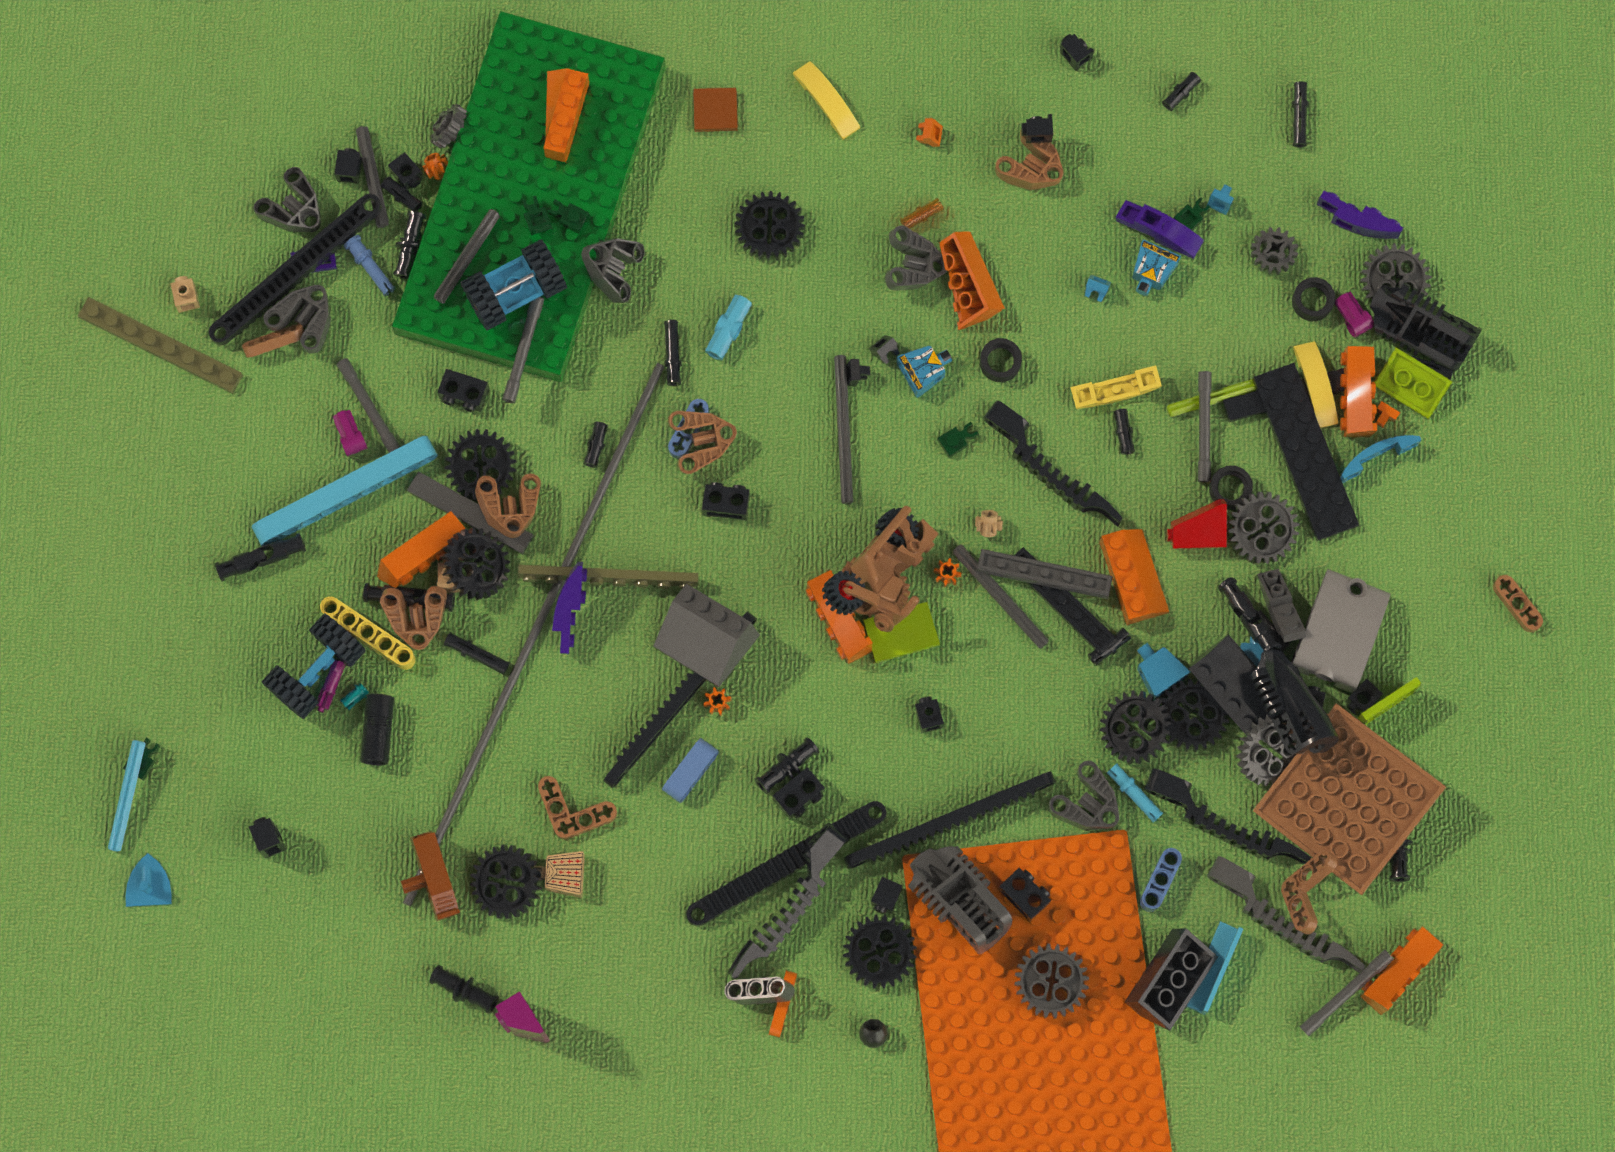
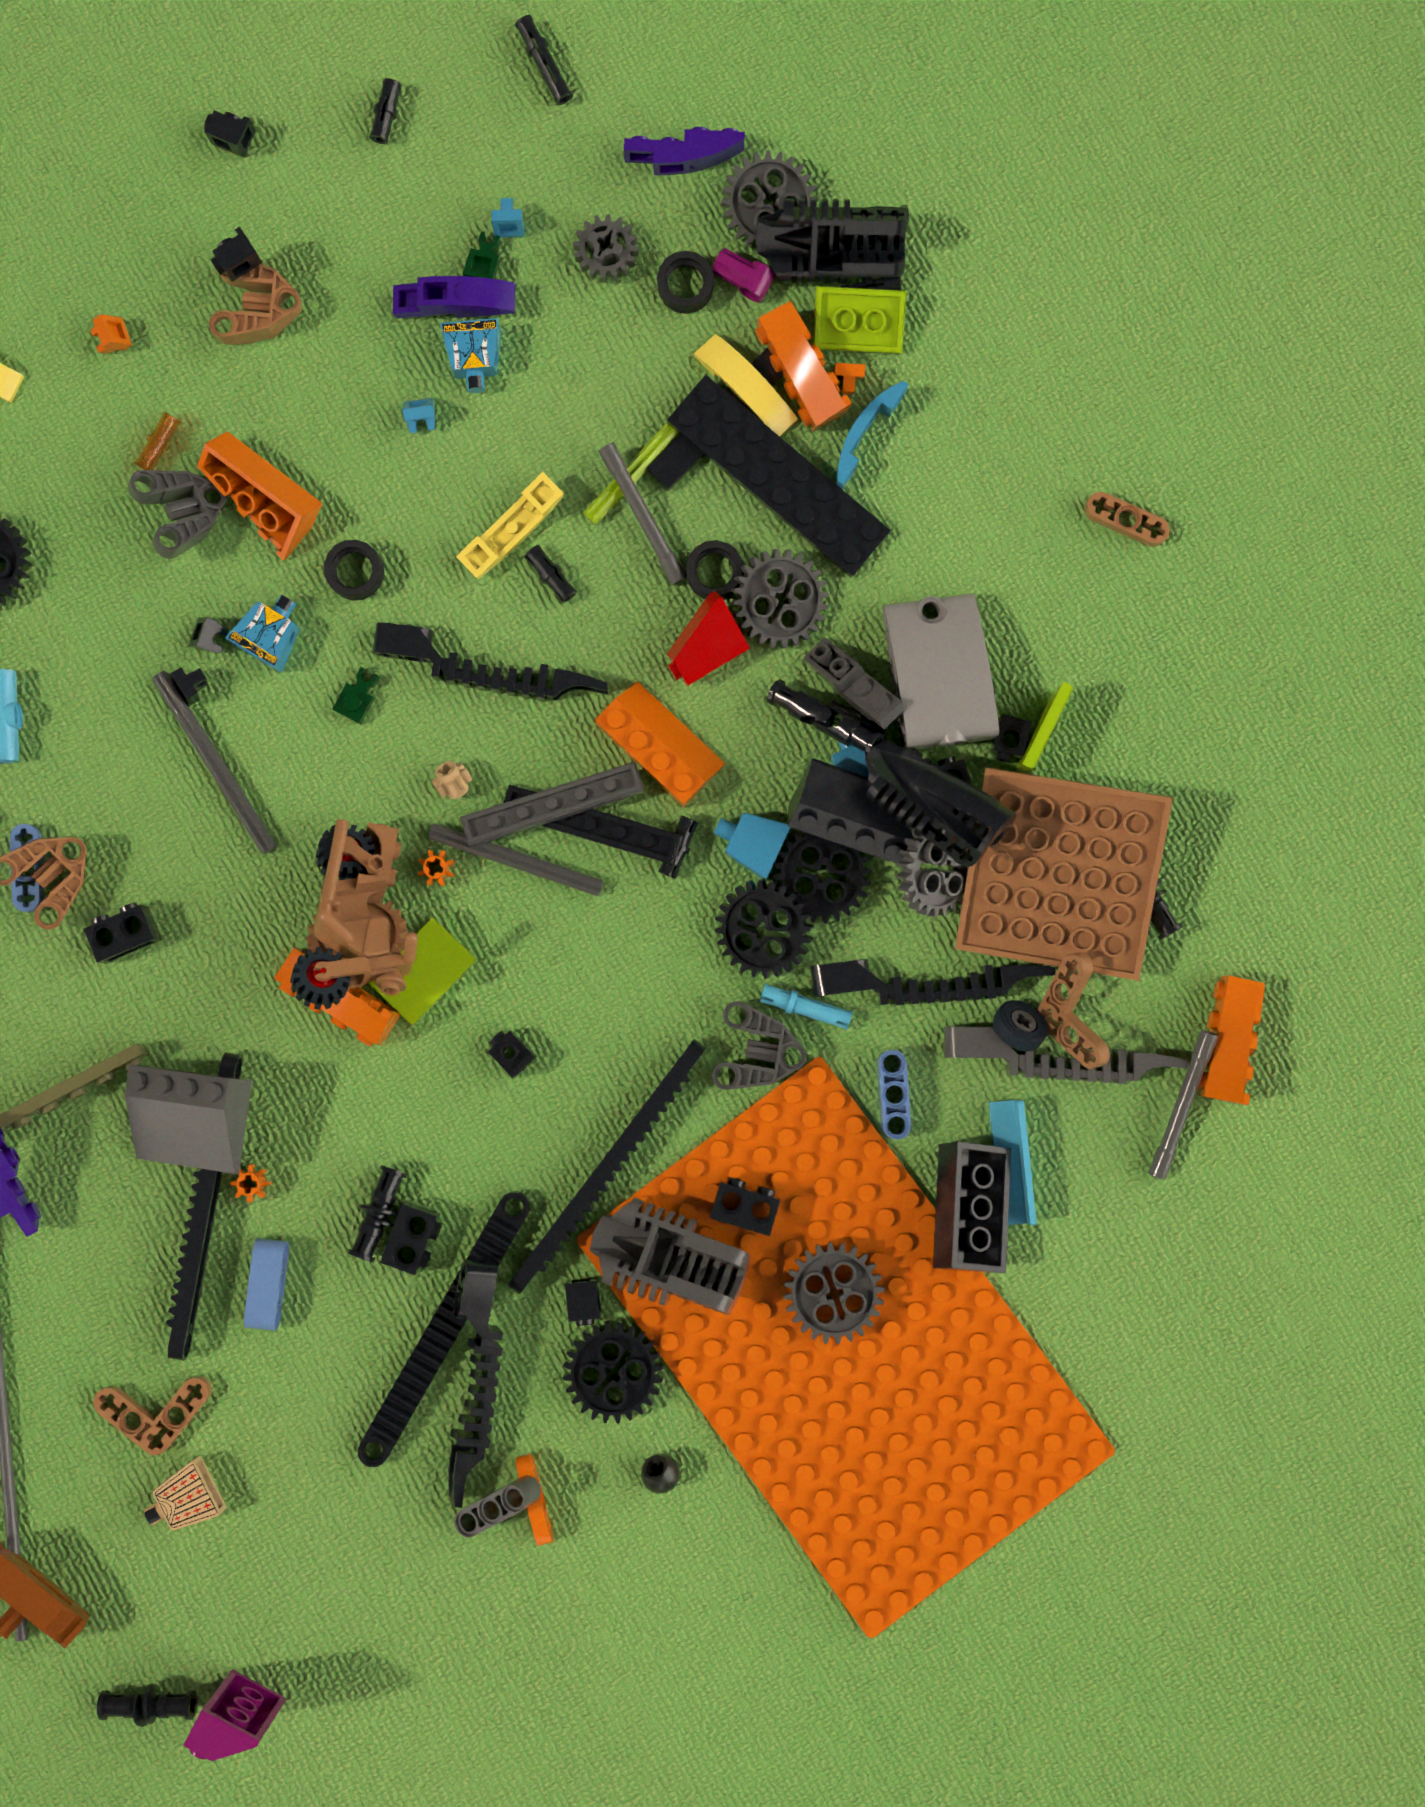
camera: 30 degrees left, 10 degrees up
(502, 902) = (122, 1528): black gear -> none
(1268, 882) = (1020, 1025): none -> black bush

